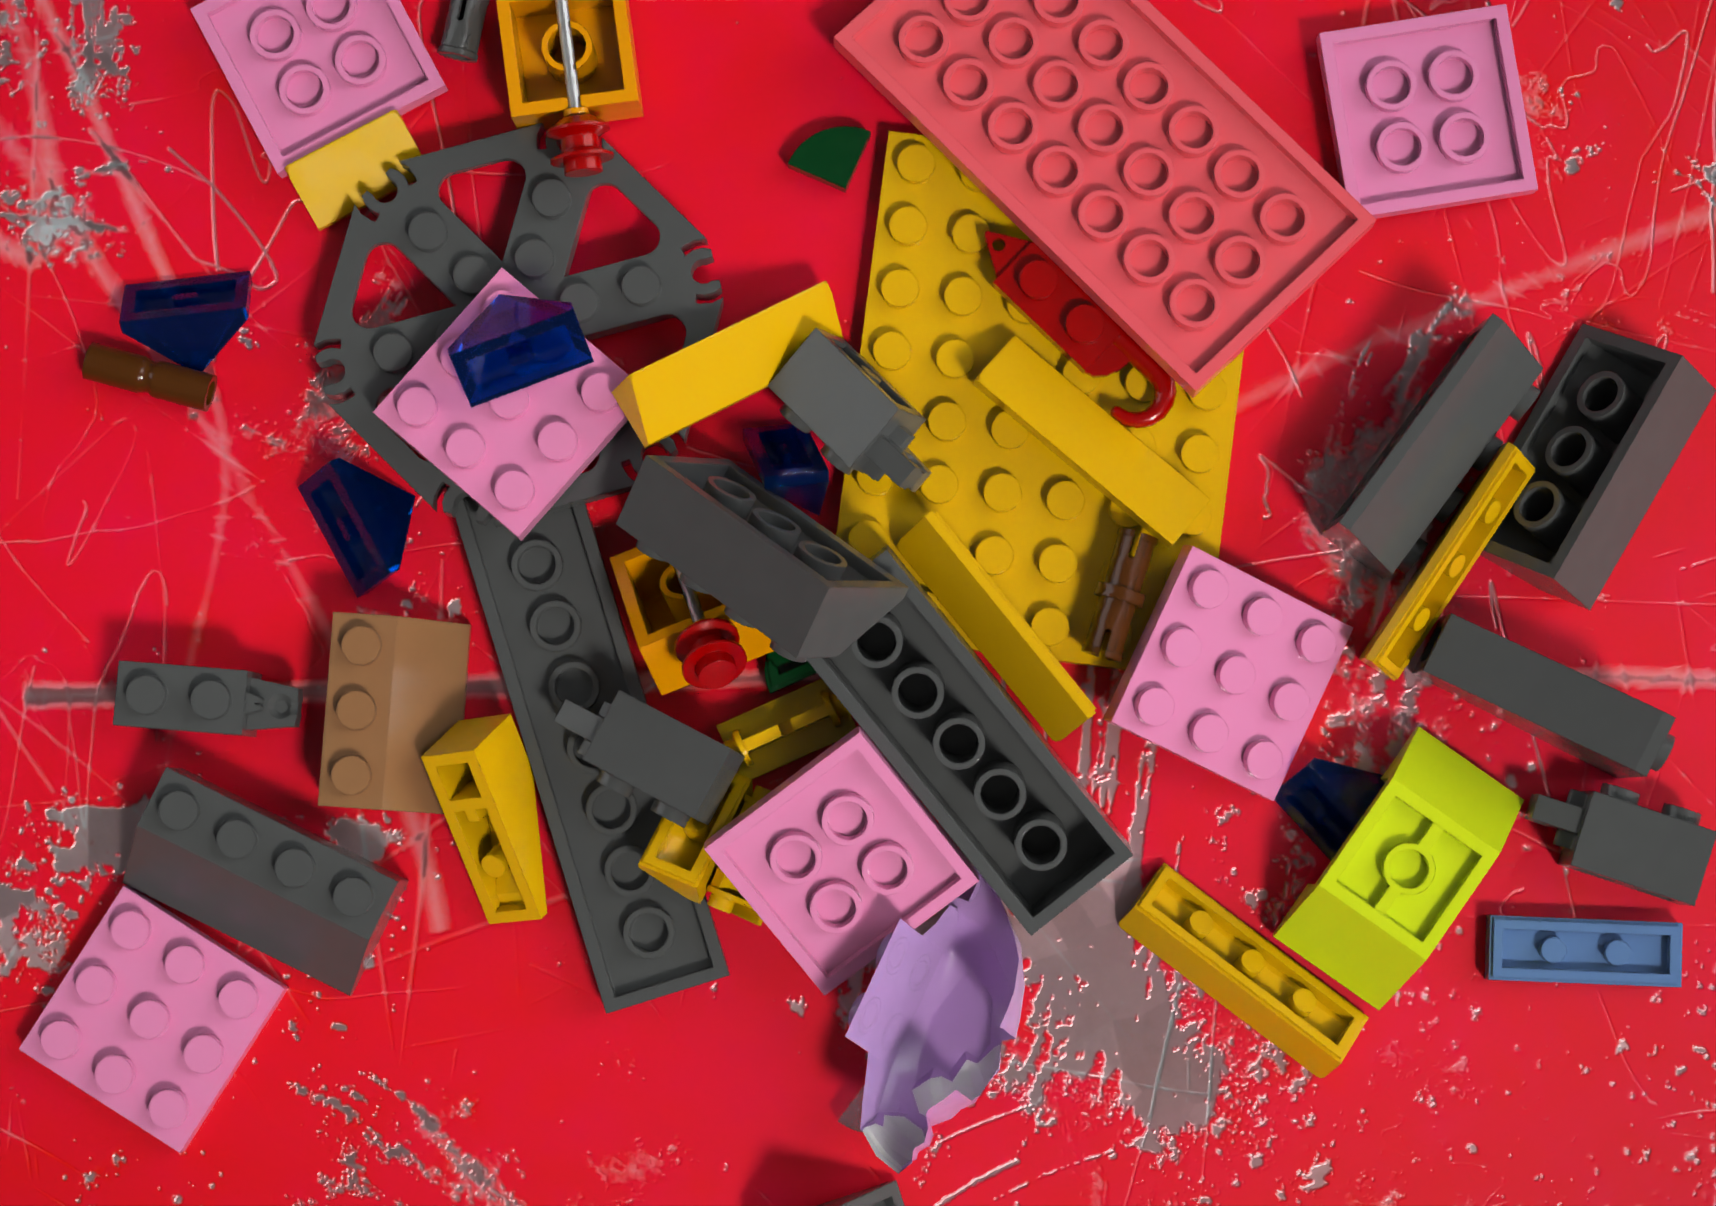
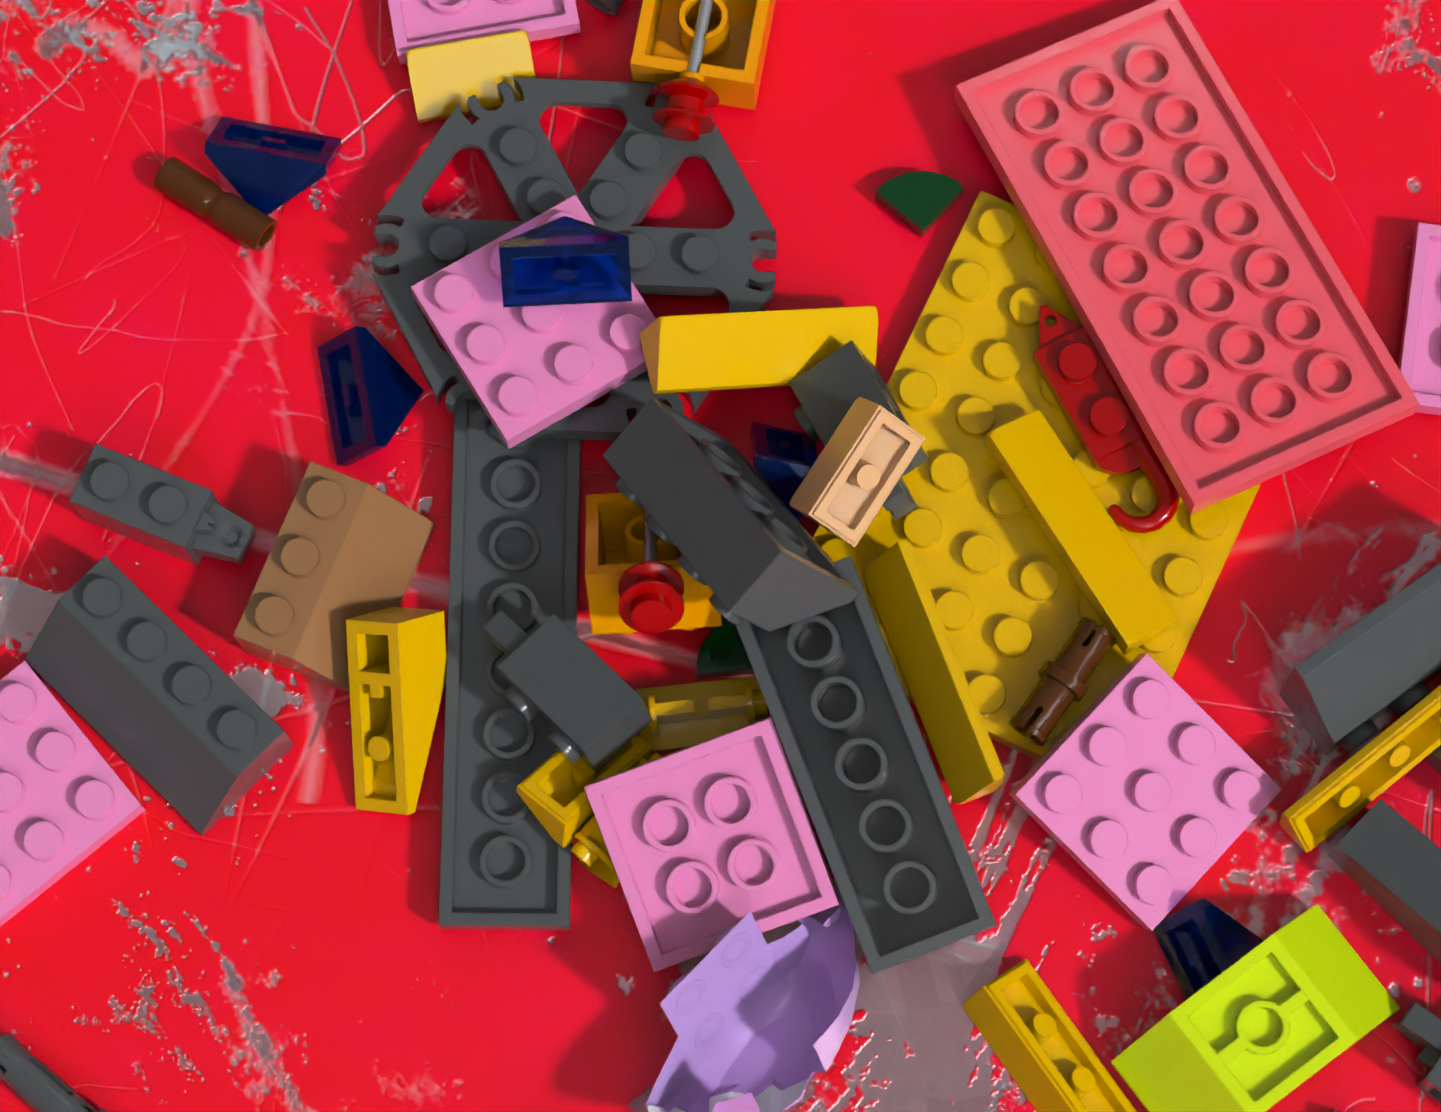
camera: 20 degrees right, 10 degrees down
(864, 462) = (857, 470): none -> light nougat slope

